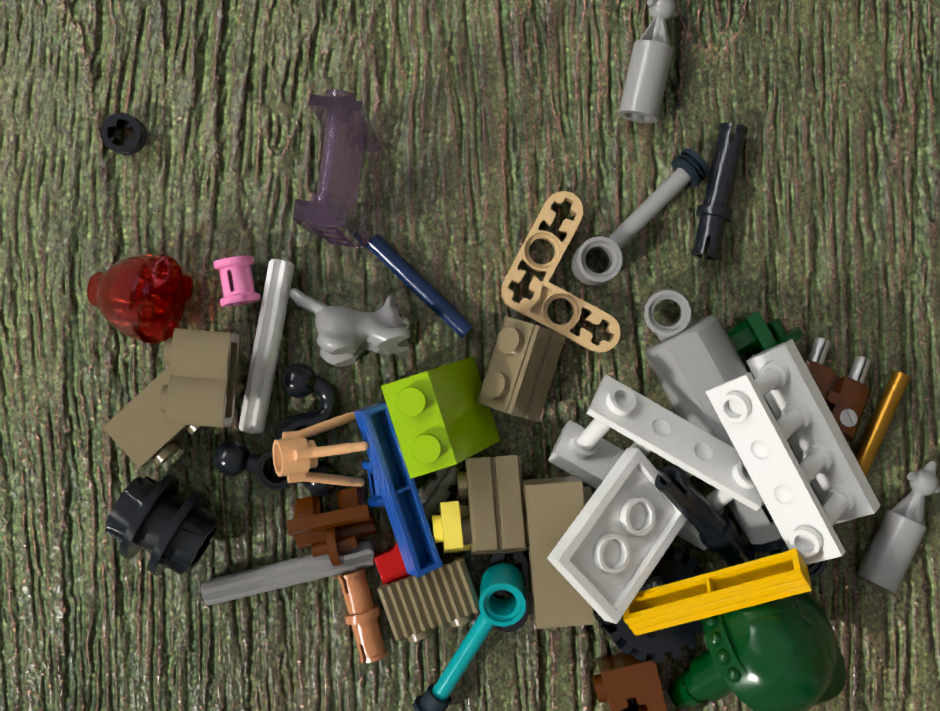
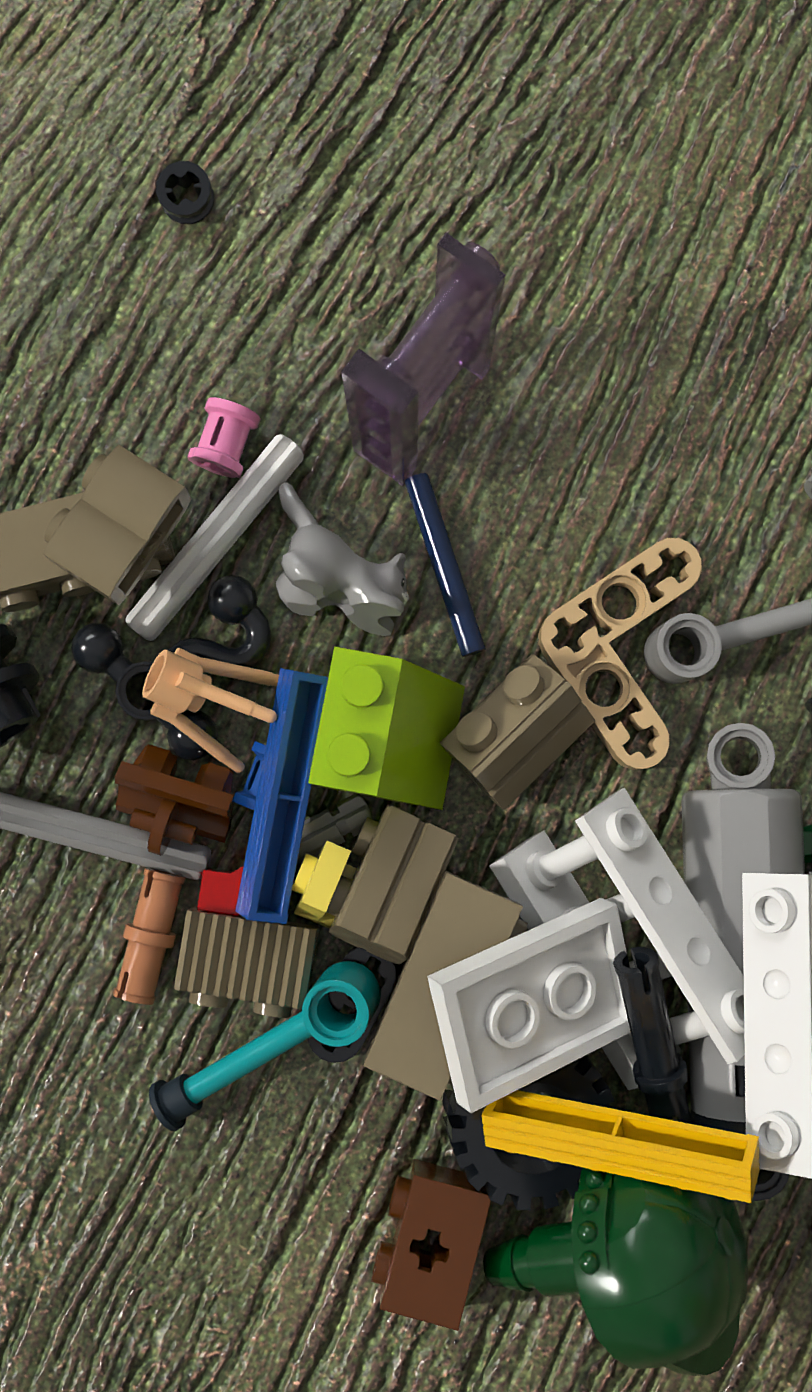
camera: 30 degrees right, 5 degrees down
(142, 296) = (100, 391): clear red piece -> none

